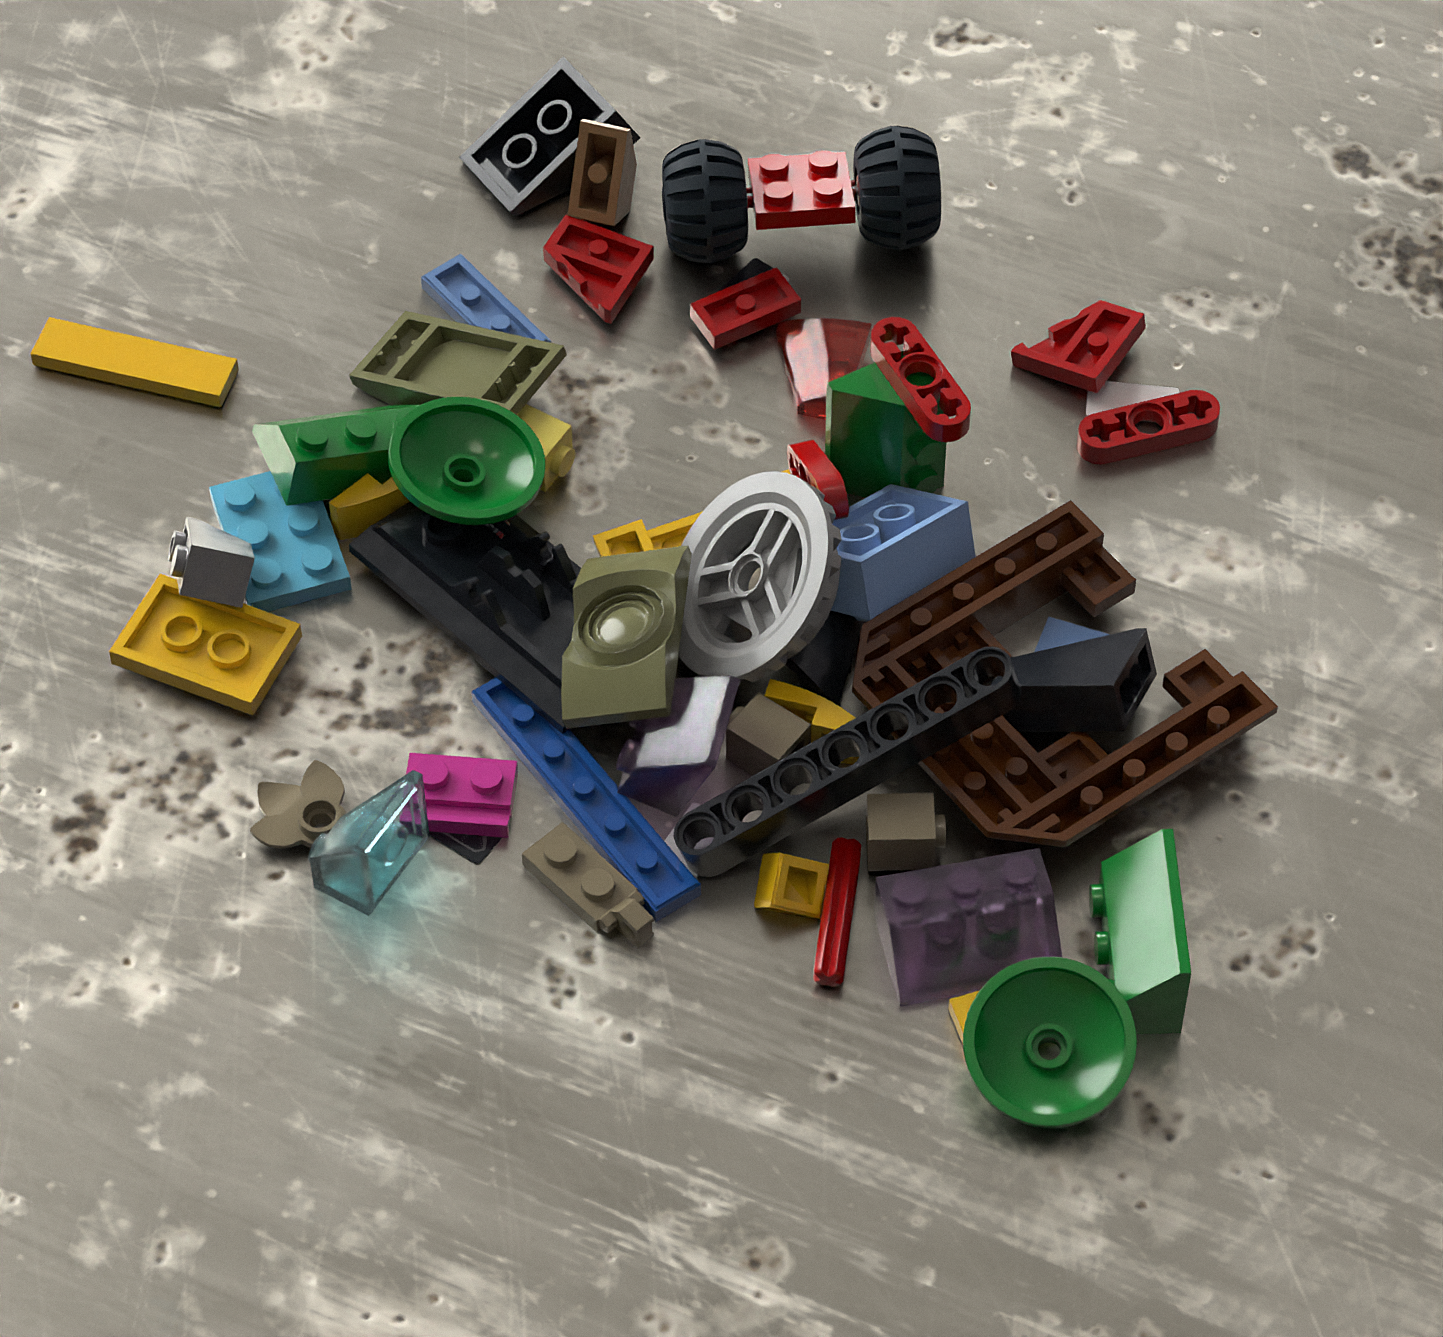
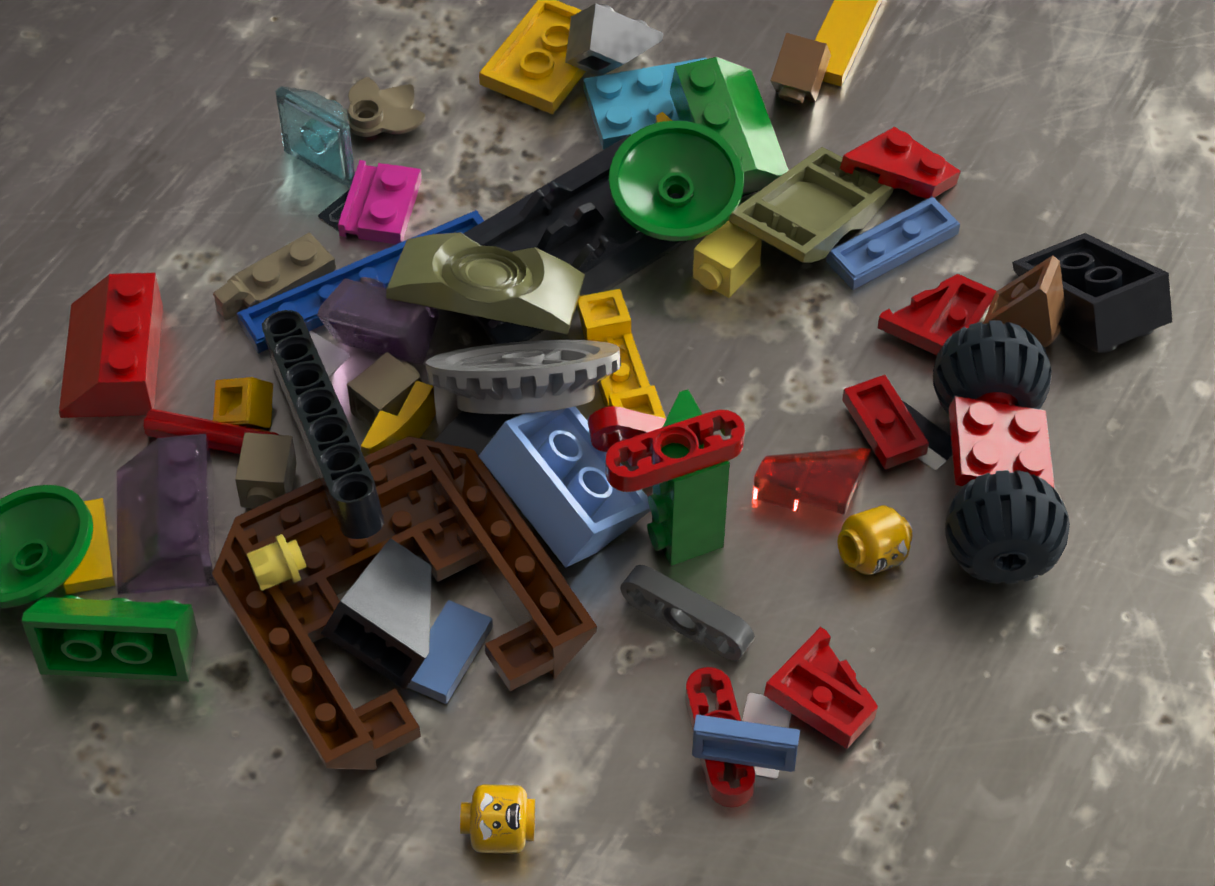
camera: 95 degrees right, 0 degrees up
(240, 387) = (800, 69): none -> medium nougat brick
(373, 303) = (903, 164): none -> red wing
(730, 1026) = (113, 348): none -> red slope
(904, 297) = (875, 540): none -> yellow head
(1014, 455) = (687, 612): none -> dark grey beam
(1056, 765) = (277, 562): none -> light yellow hose
(1178, 382) = (745, 743): none -> medium blue tile
(1289, 578) = (498, 819): none -> yellow head

